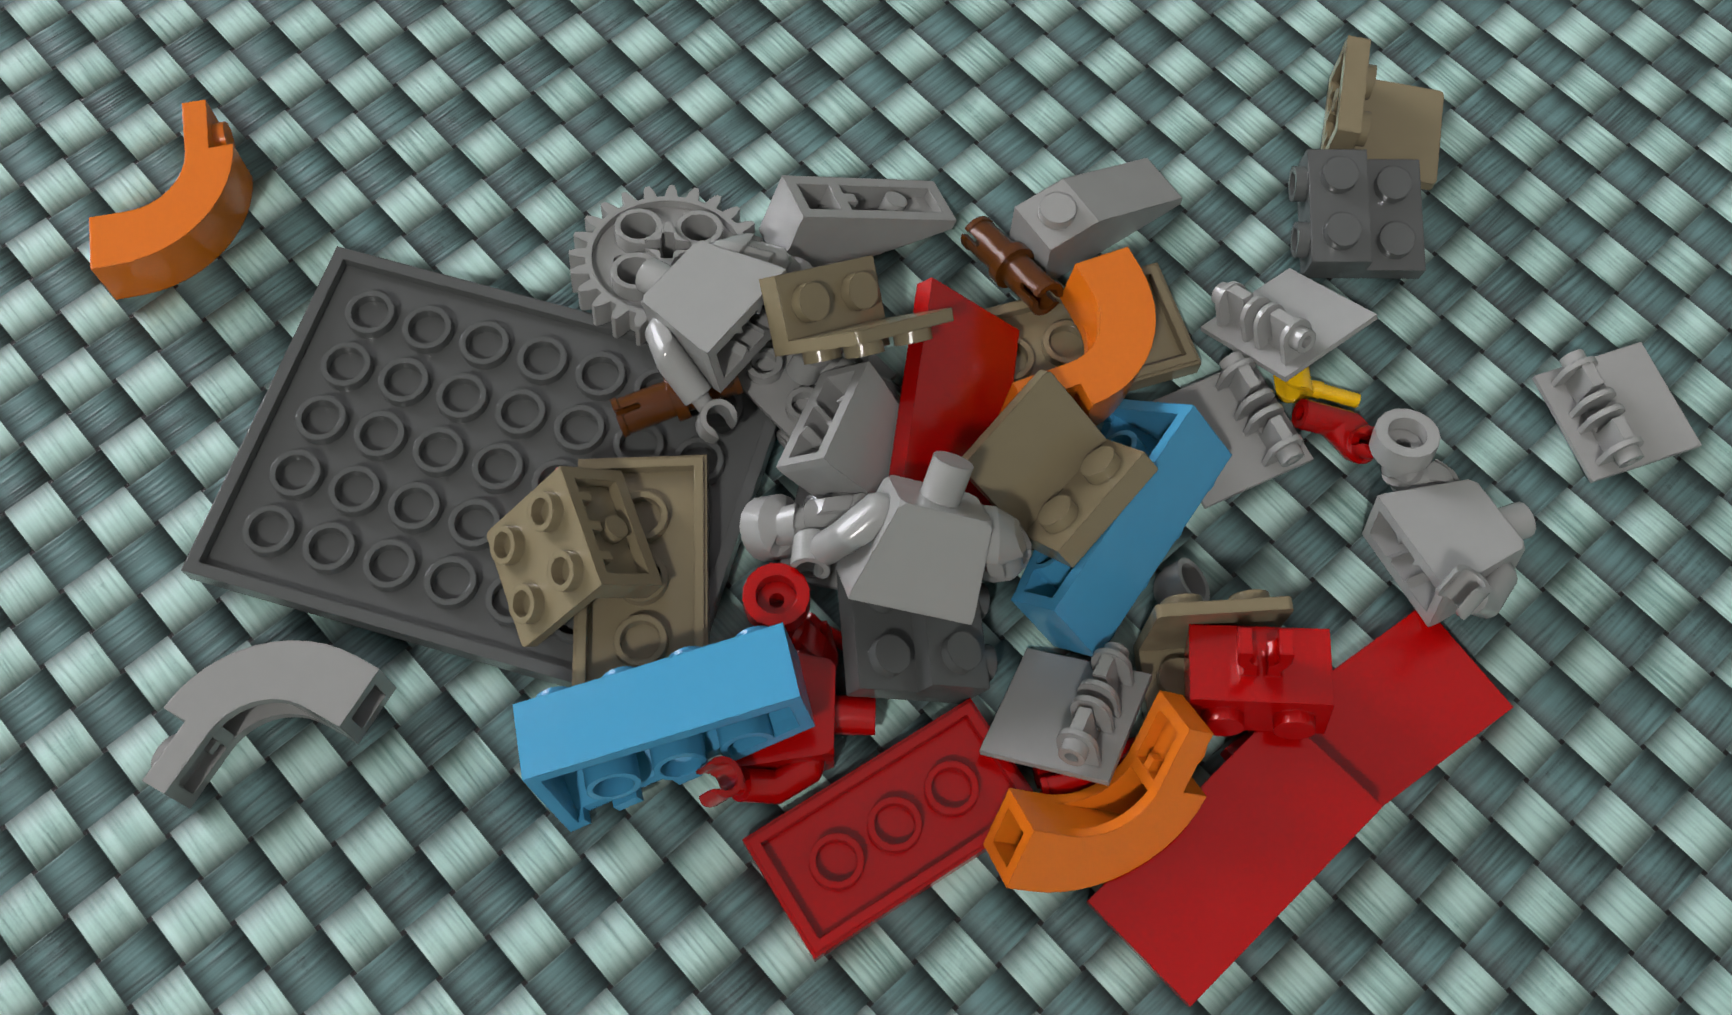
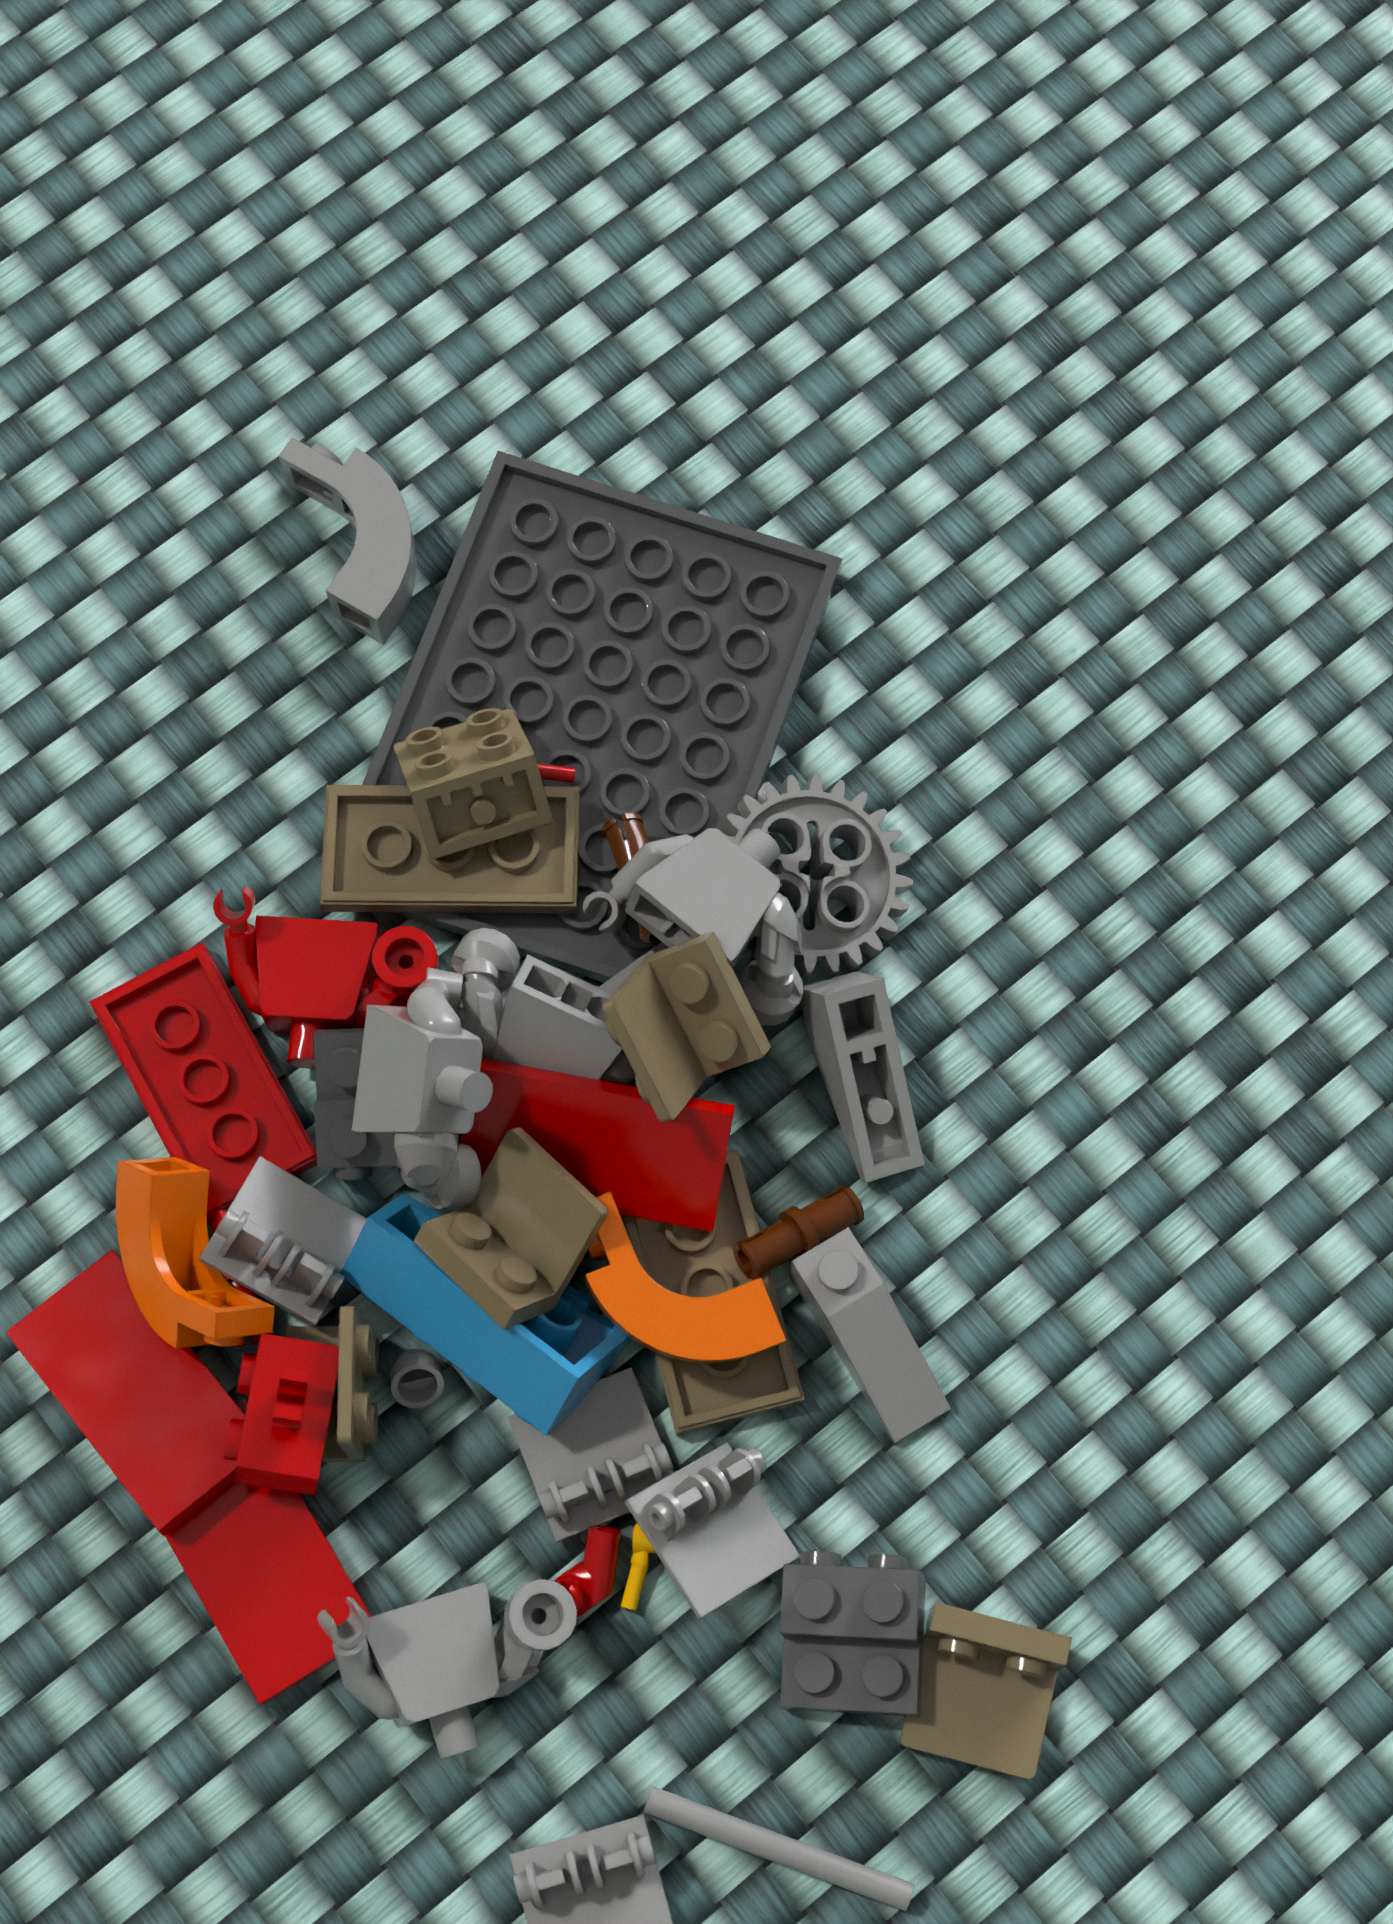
camera: 95 degrees right, 5 degrees up
(187, 225) = (886, 428): orange arch -> none
(659, 721) = (295, 856): dark azure wedge -> none
(1534, 278) = (779, 1848): none -> light grey bar

